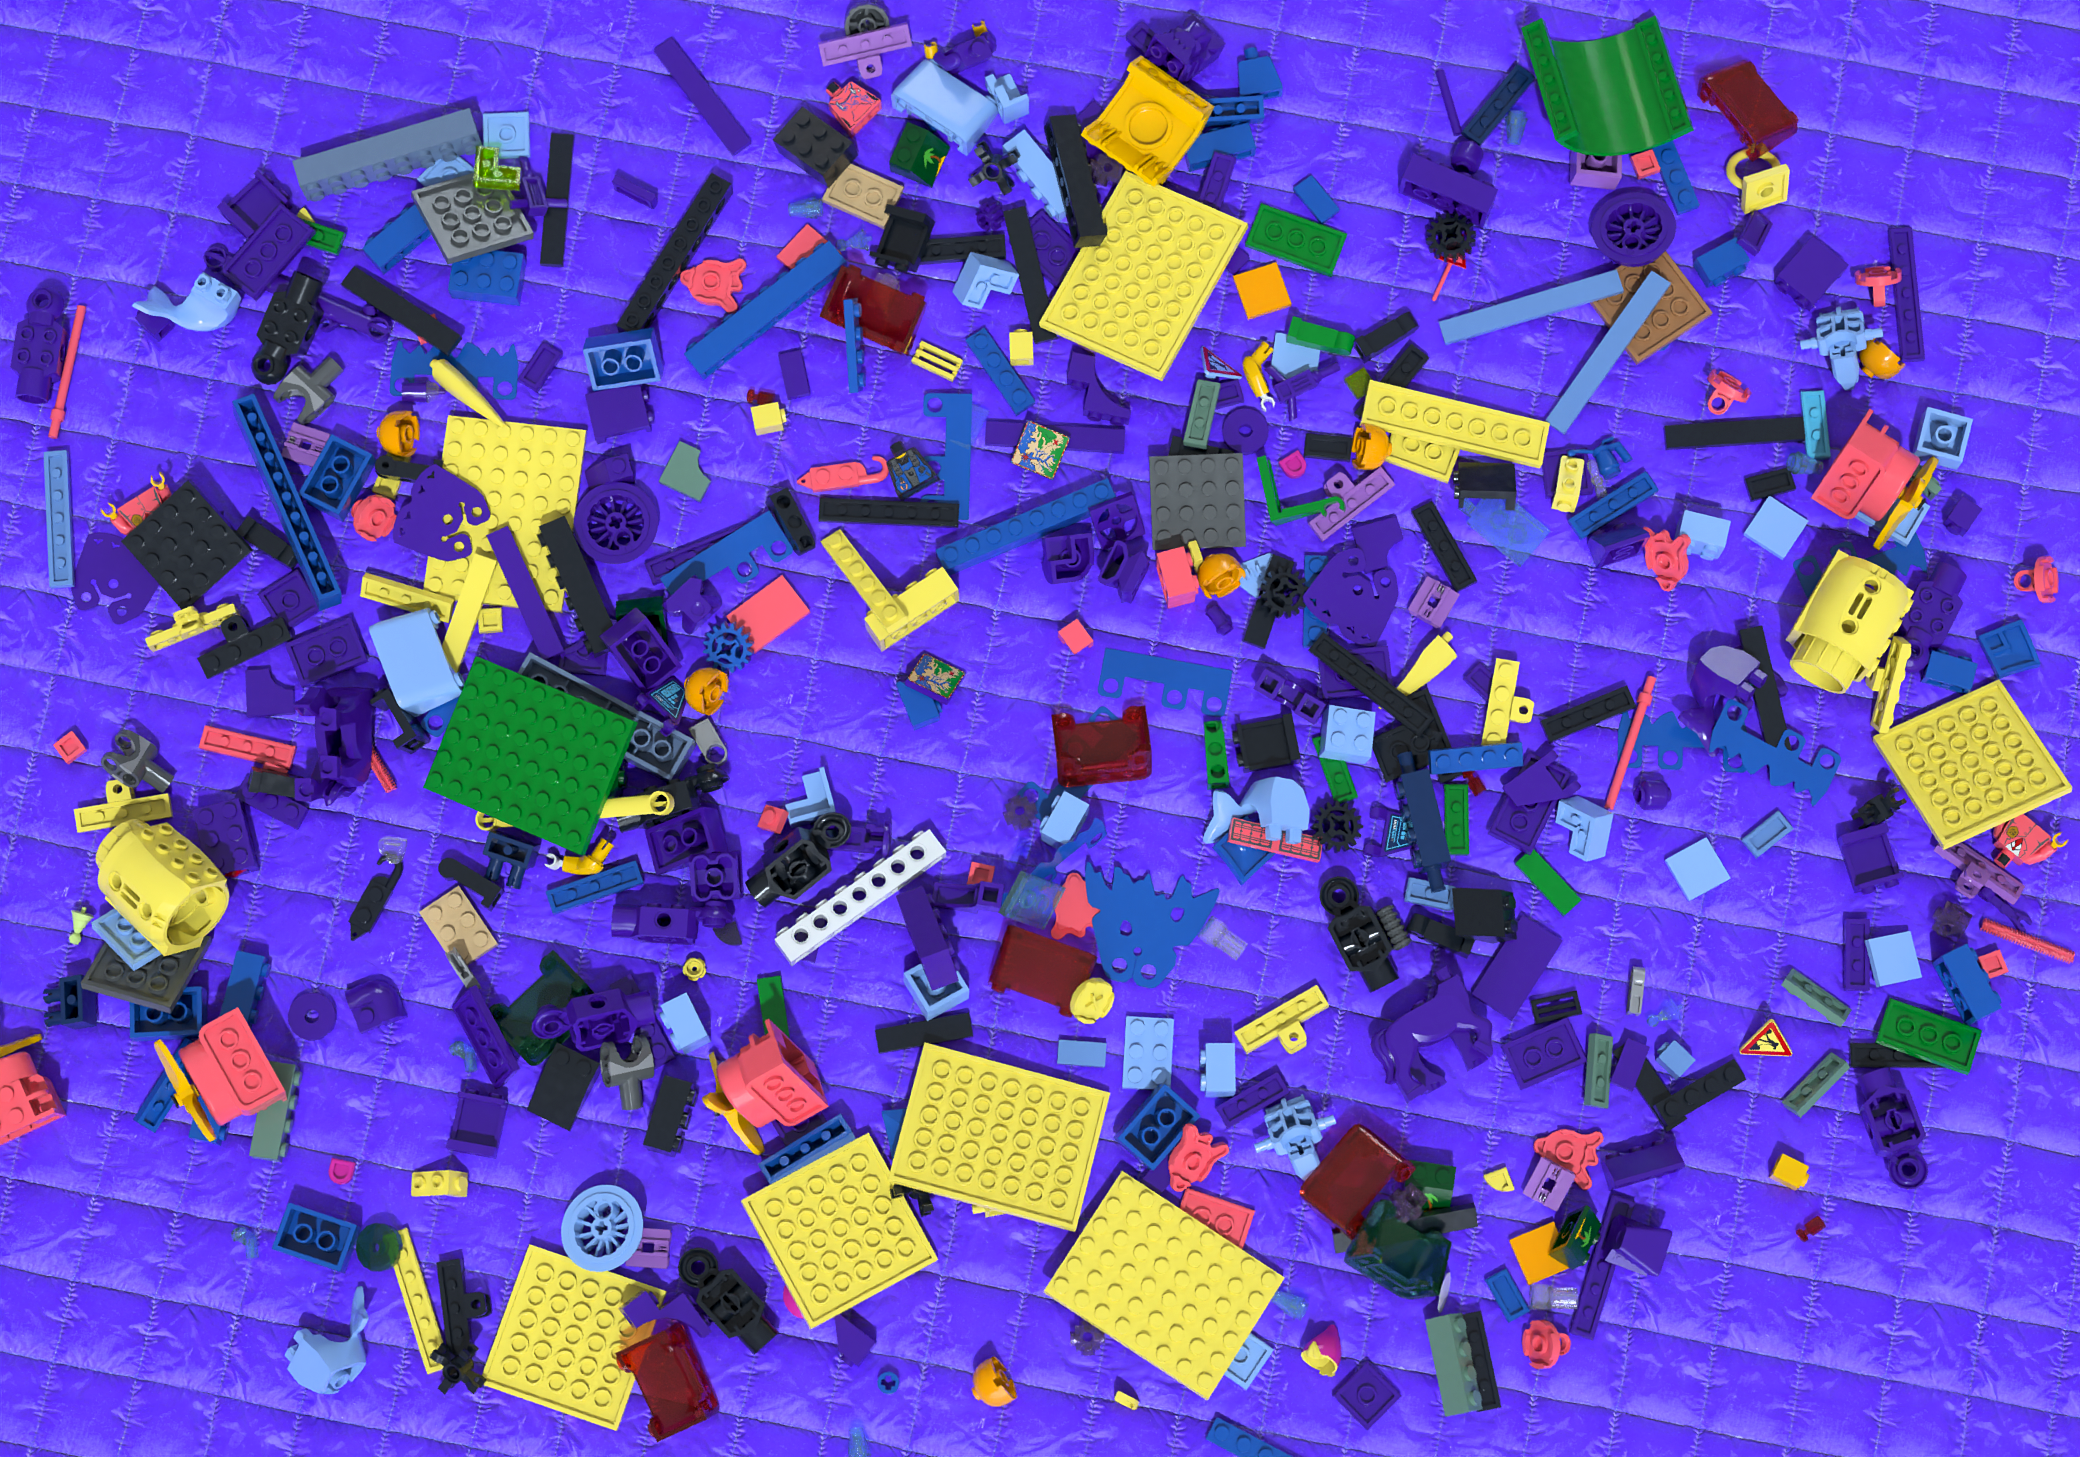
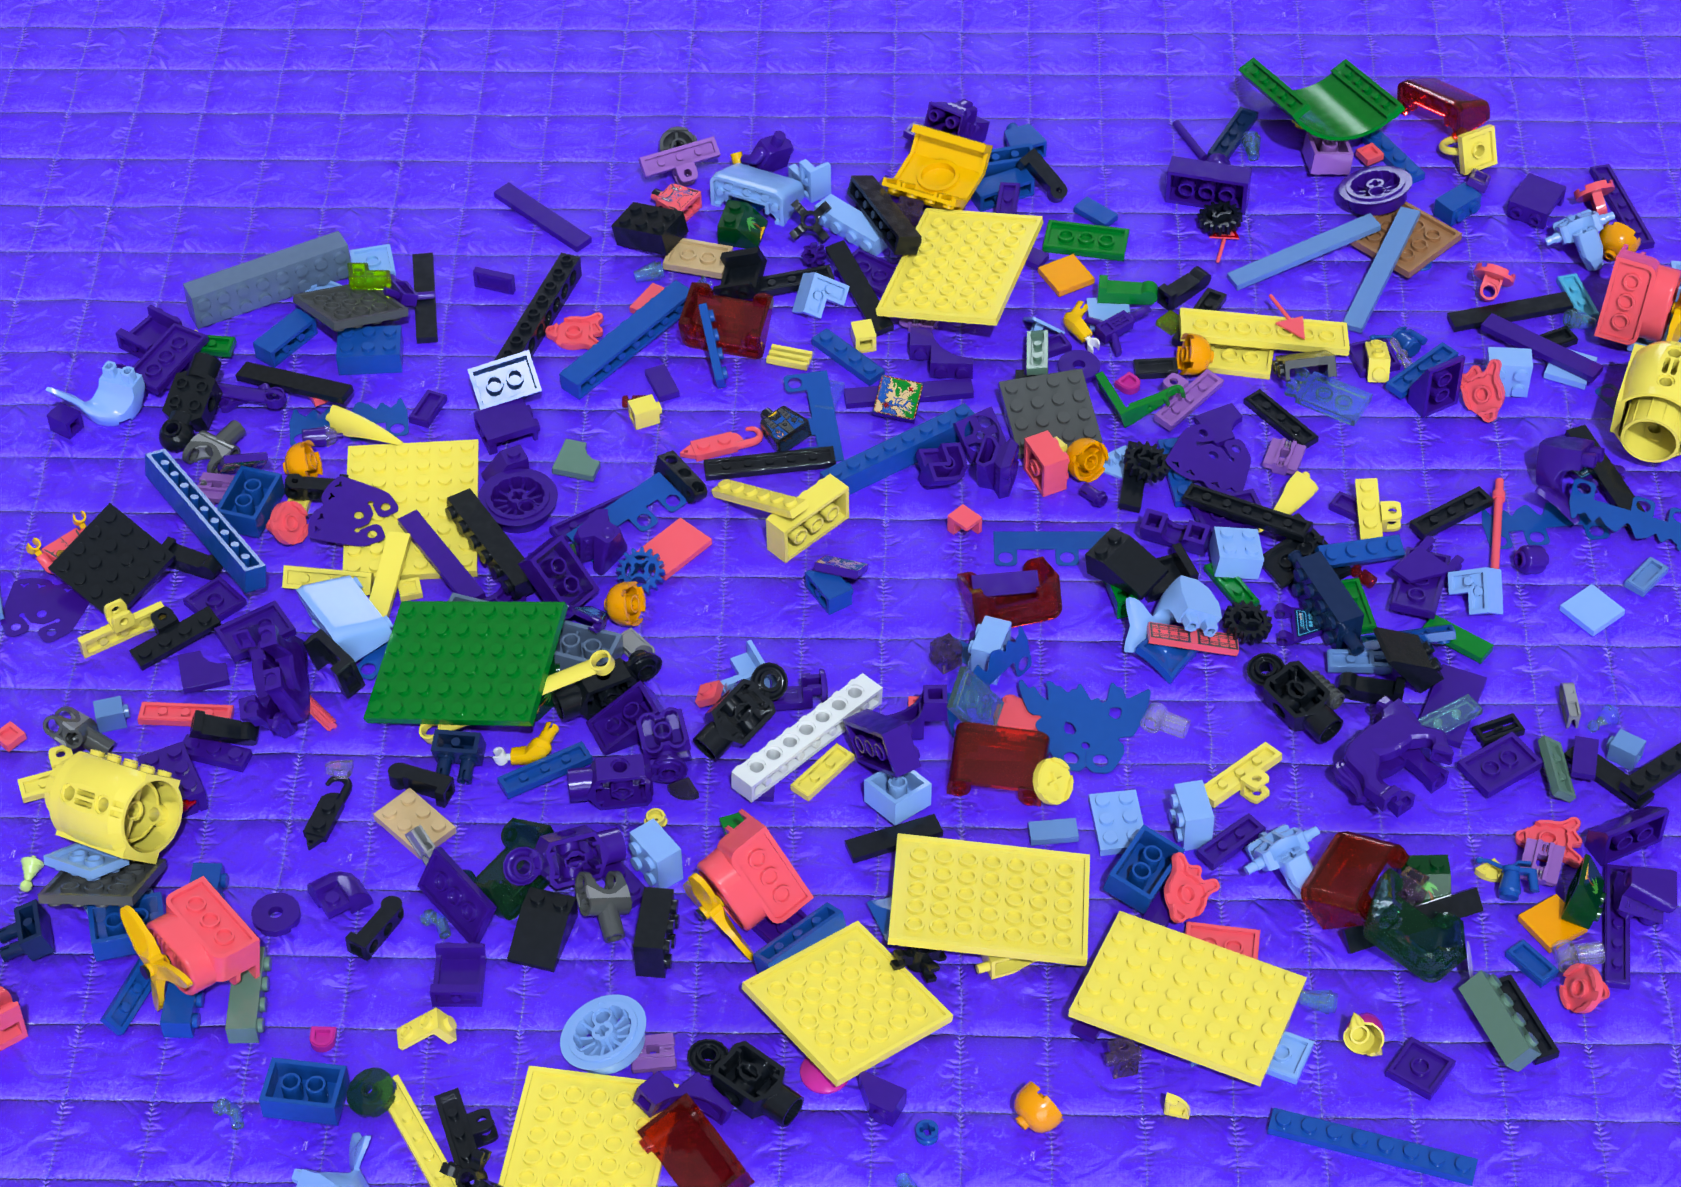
camera: 10 degrees left, 30 degrees down
(172, 738) = (111, 714): none -> medium blue brick
(334, 426) = (232, 463): none -> tile
(408, 1054) = (377, 929): none -> black leg
(869, 937) = (822, 772): none -> light yellow tile
(1098, 734) = (1006, 583): none -> dark purple tile
(1226, 740) = (1124, 564): none -> black slope
(1277, 160) = (1044, 174): none -> black leg
(1488, 421) = (1292, 325): none -> coral piece
(1495, 878) = (1439, 634): none -> blue plate
(1506, 988) = (1452, 714): none -> clear light blue tile
(1511, 1203) = (1510, 883): none -> blue piece
(1750, 499) = (1542, 347): none -> dark purple tile

